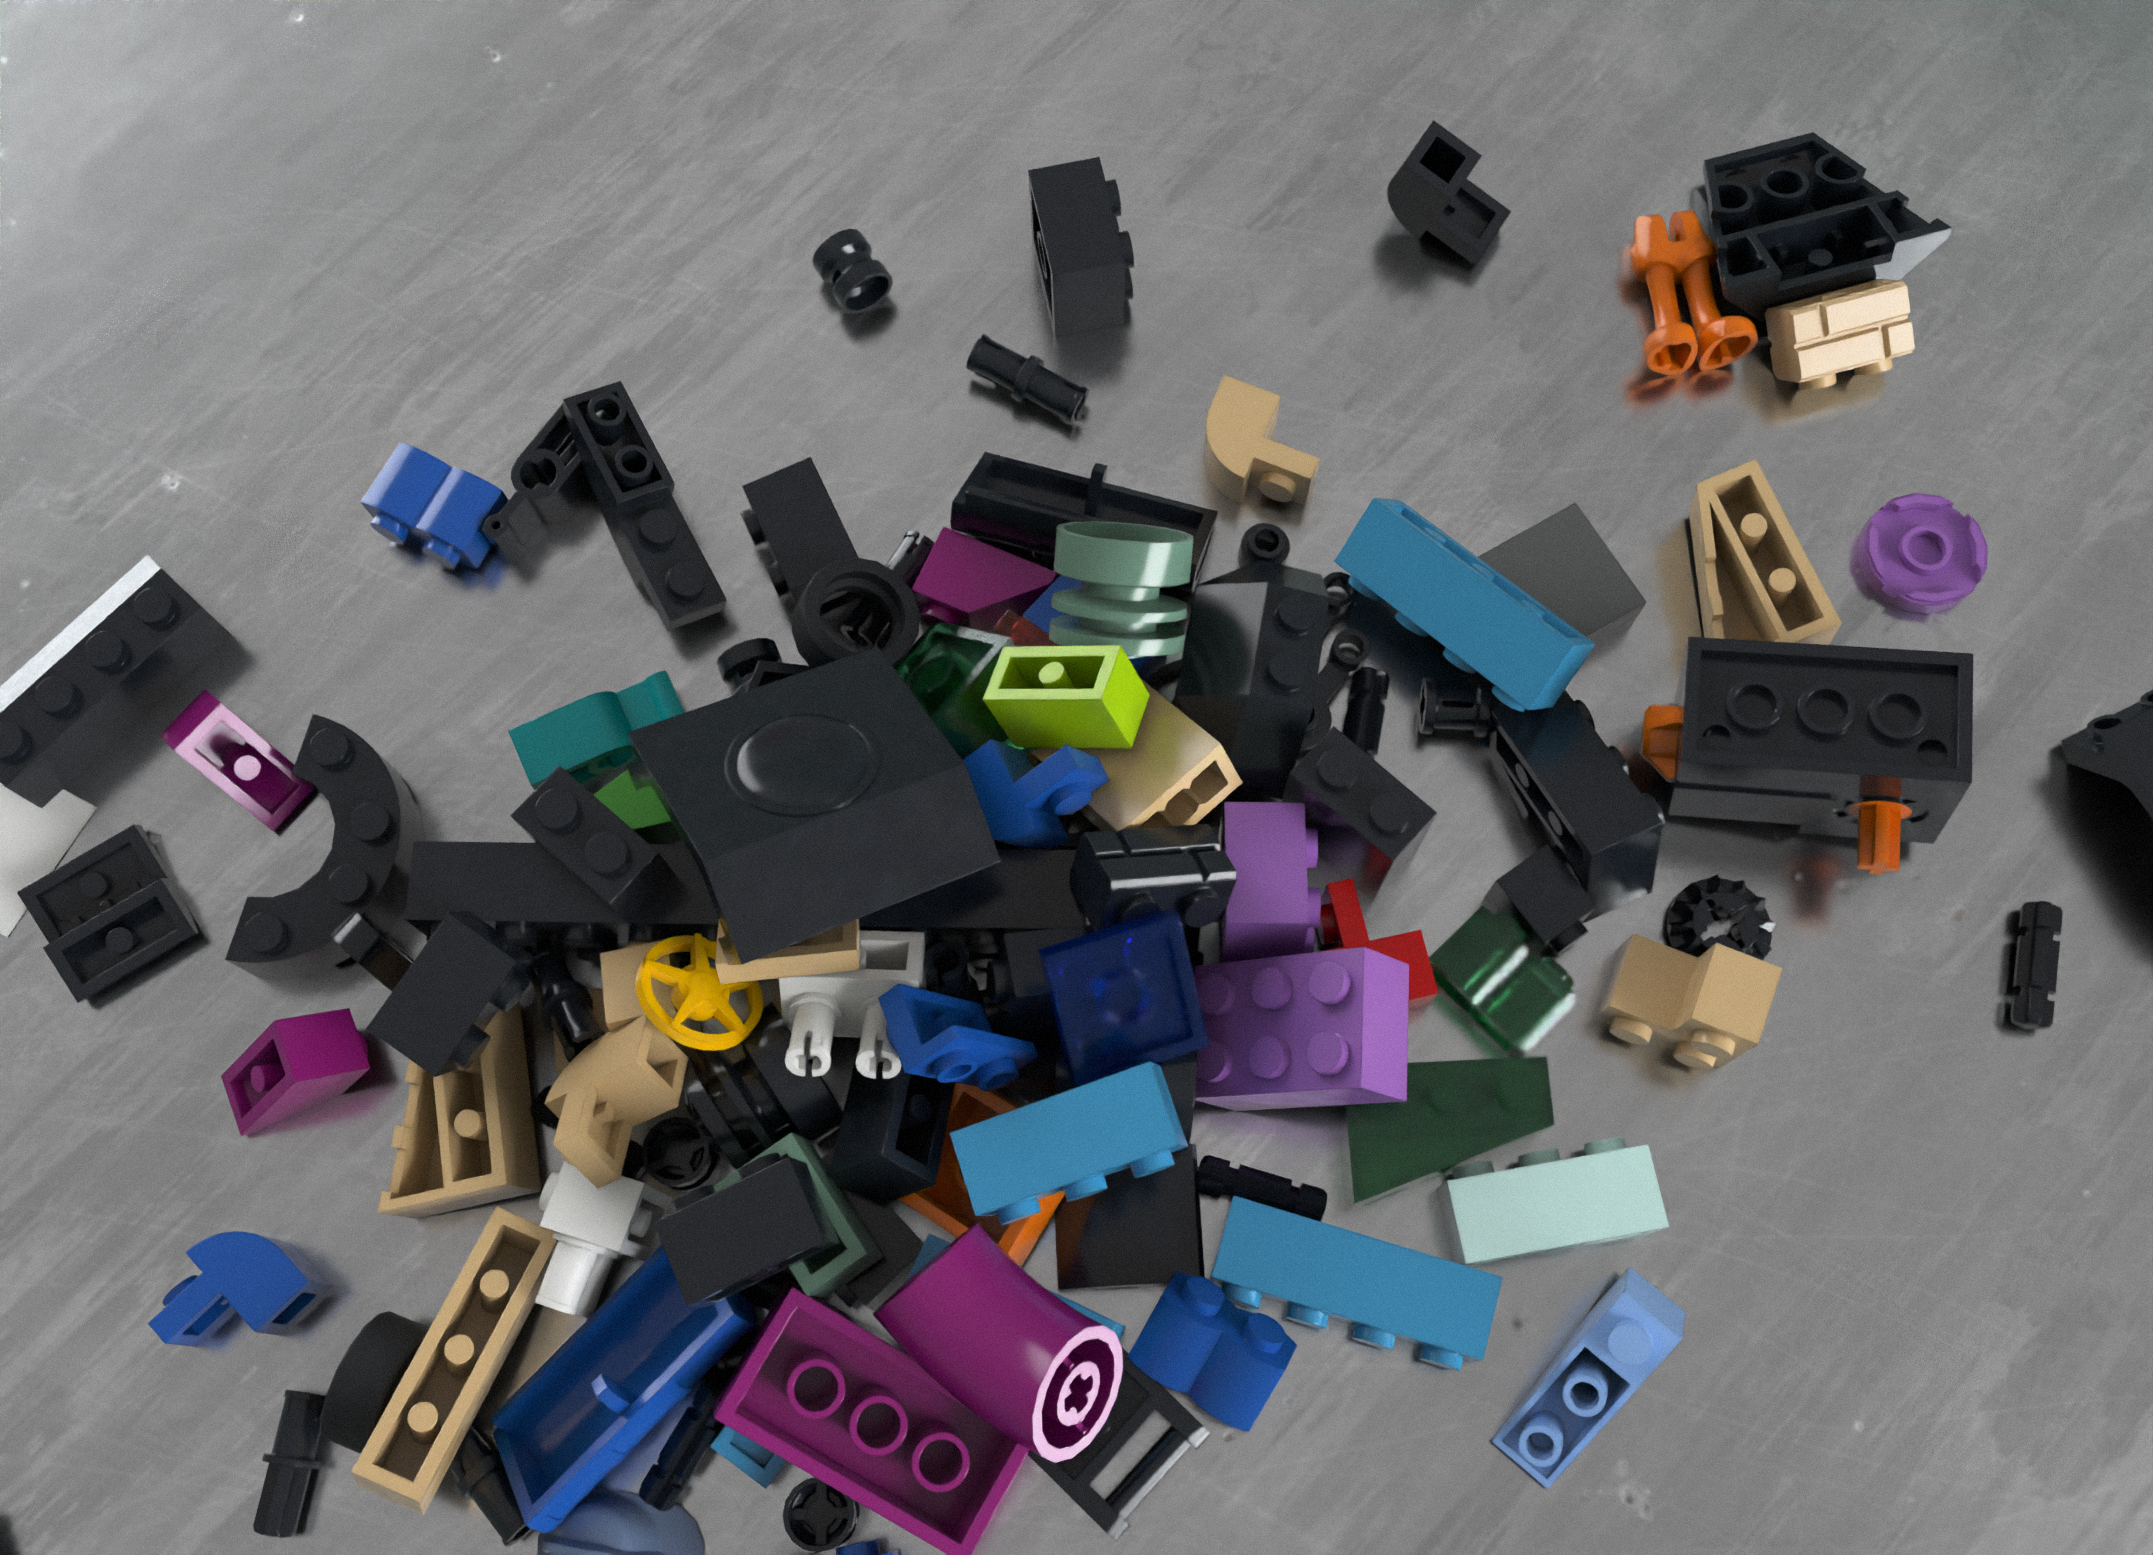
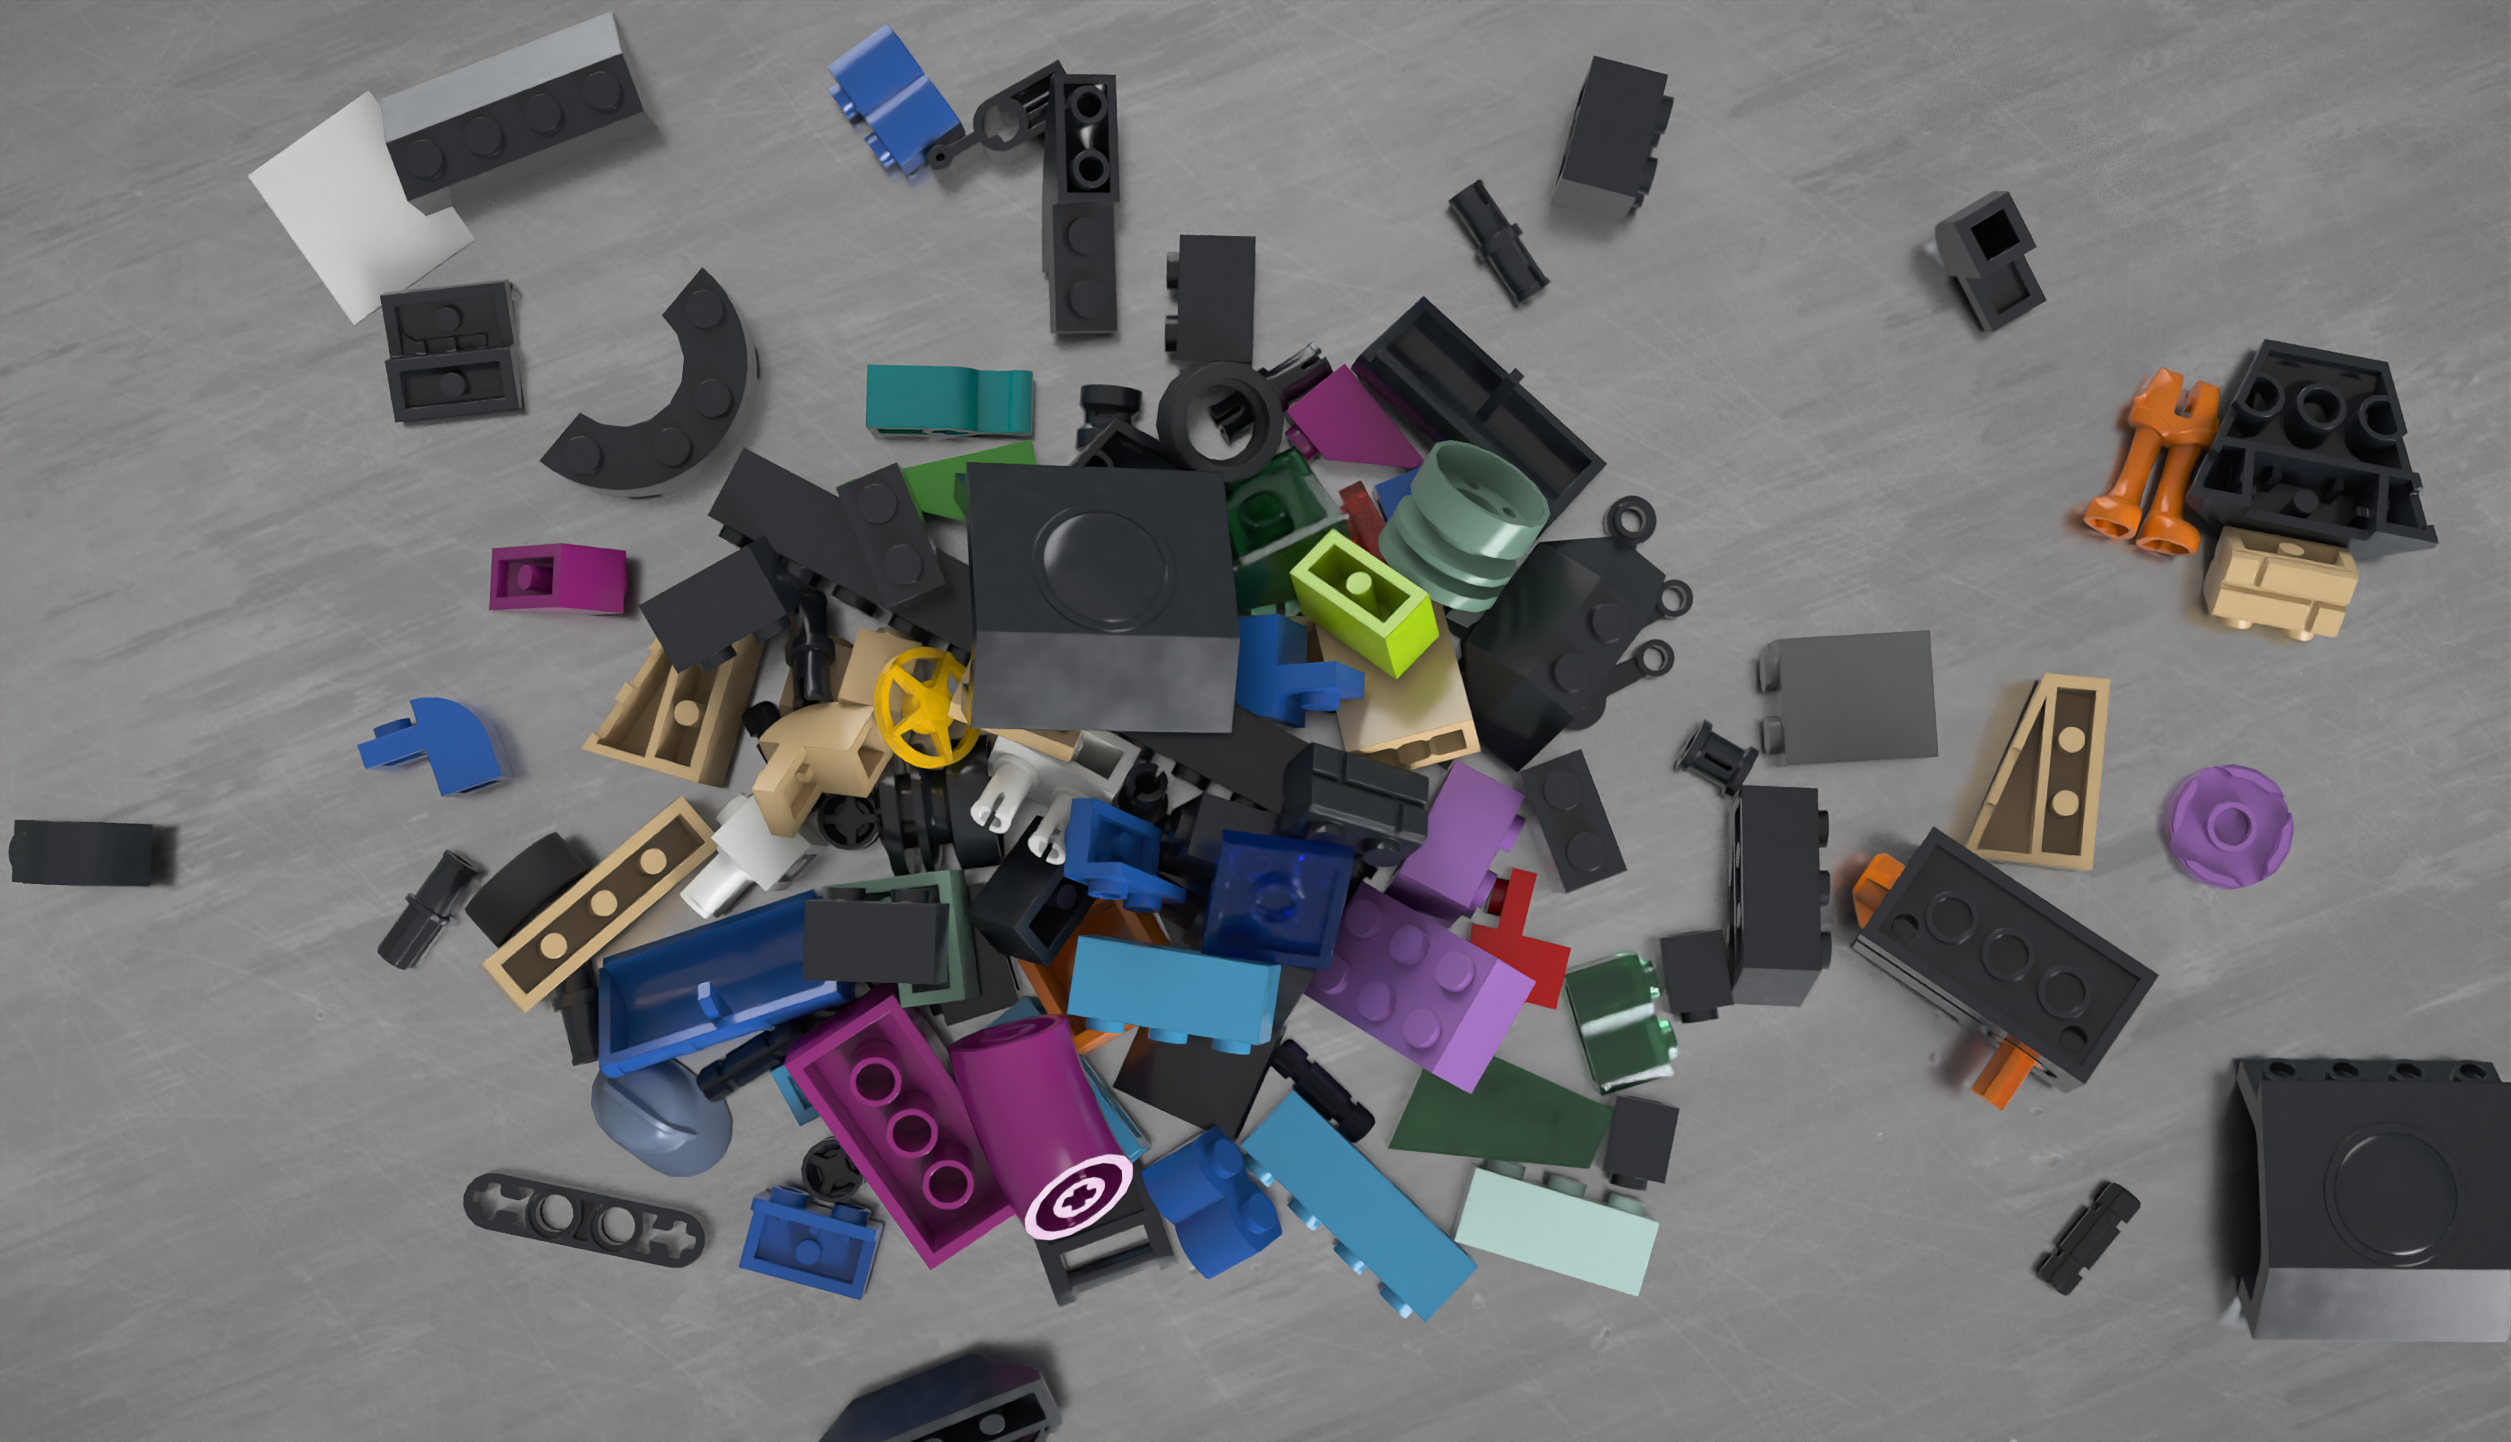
camera: 25 degrees right, 15 degrees up
(236, 759) = (616, 262): magenta slope -> none
(372, 949) = (673, 523): black beam -> none
(848, 265) = (1388, 44): black wheel -> none
(1241, 451) = (1654, 417): tan brick -> none
(1366, 713) = (1629, 733): black axle -> none
(1463, 605) = (1767, 680): dark azure brick -> none
(1583, 1082) = (1637, 1141): none -> black brick
(1592, 1377) = (1513, 1376): light blue slope -> none
(1691, 917) = (1817, 1048): black gear -> none
(1697, 1006) = (1773, 1127): tan brick -> none

